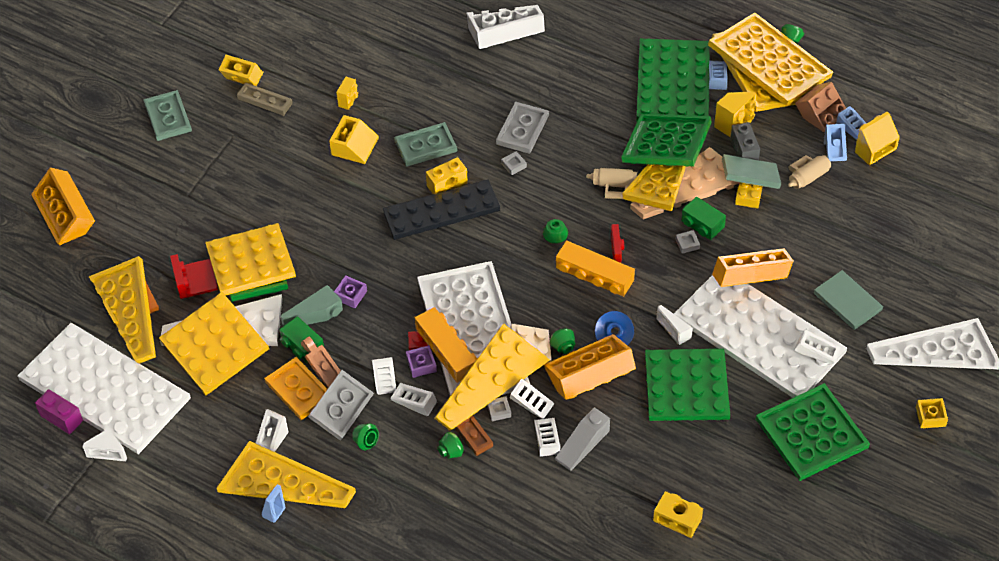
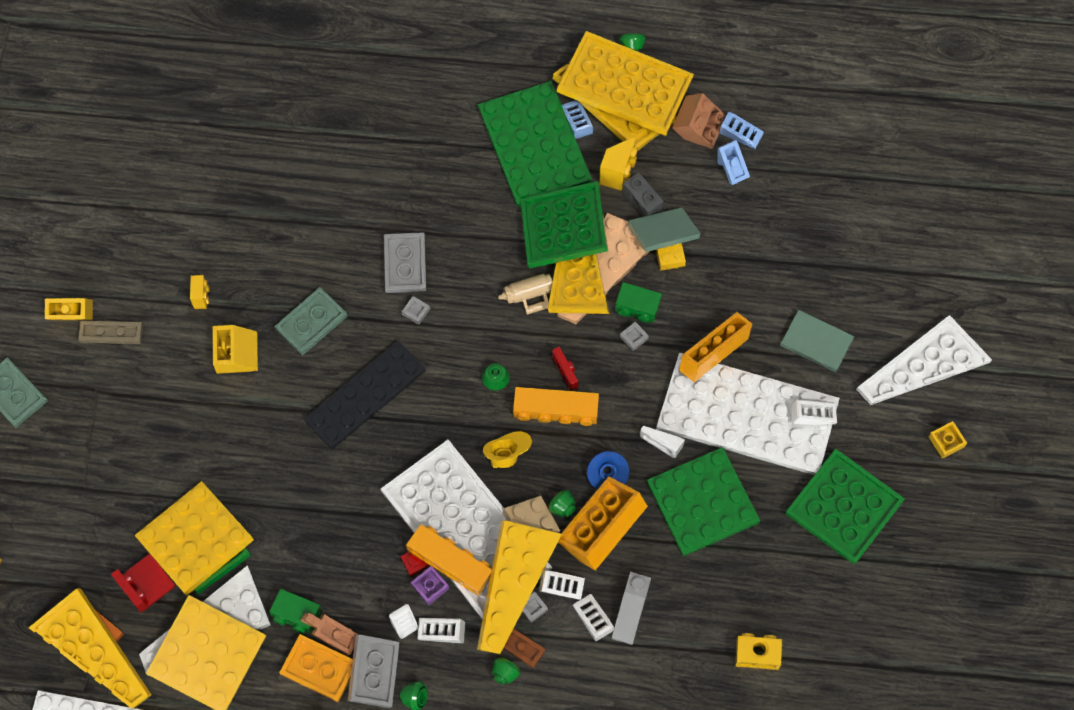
camera: 25 degrees left, 15 degrees up
(316, 308) = (292, 568): sand green slope -> none
(351, 291) = (318, 533): medium lavender piece -> none
(447, 176) = (354, 356): yellow brick -> none
(505, 25) = (329, 142): white wedge -> none
(535, 286) = (505, 450): none -> yellow piece
(808, 170) = (719, 205): tan piece -> none
(877, 139) = (772, 142): yellow slope -> none

